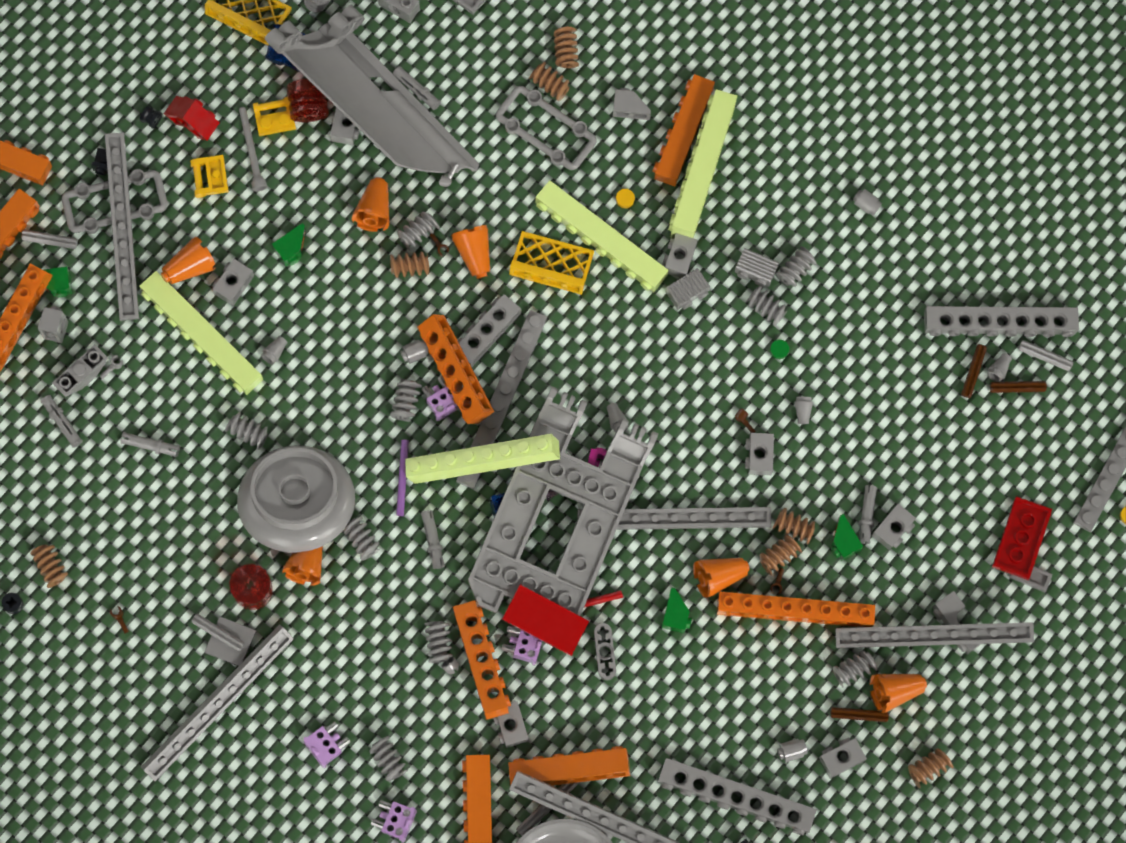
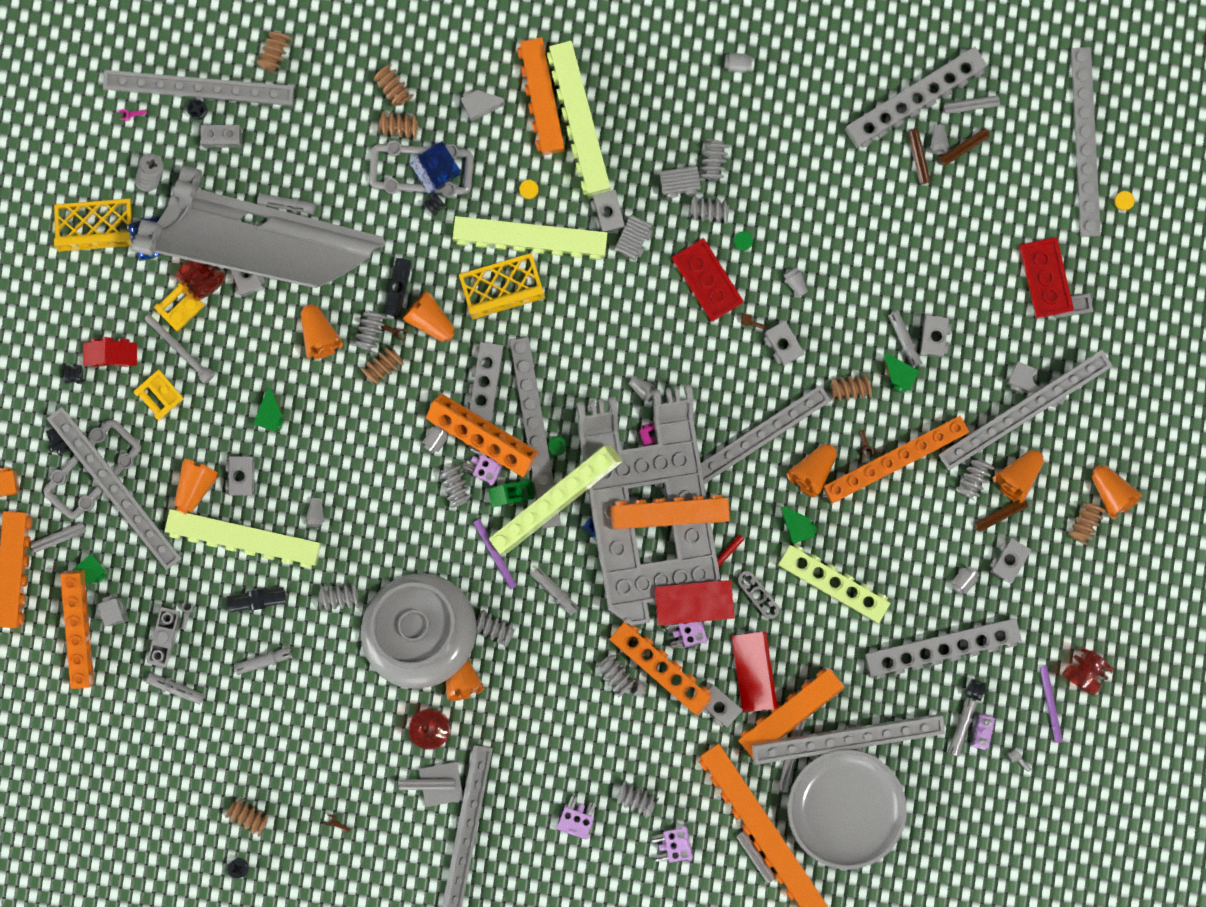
camera: 25 degrees left, 10 degrees up
(177, 390) = (256, 599): none -> black piece
(446, 181) = (365, 271): light grey hand -> none
(448, 434) = (511, 493): none -> green slope
(456, 218) = (396, 299): none -> black piece
(513, 421) = (557, 446): none -> green tile
(538, 162) = (434, 204): none -> black wheel
(558, 132) = (435, 168): none -> clear blue slope
(559, 713) = (754, 672): none -> tile
(572, 530) = (670, 513): none -> orange brick
(659, 635) = (880, 601): none -> yellowish green brick
(728, 363) = (707, 280): none -> red tile
(779, 553) = (853, 421): medium nougat piece -> none
(971, 755) = (1114, 491): none -> orange cone

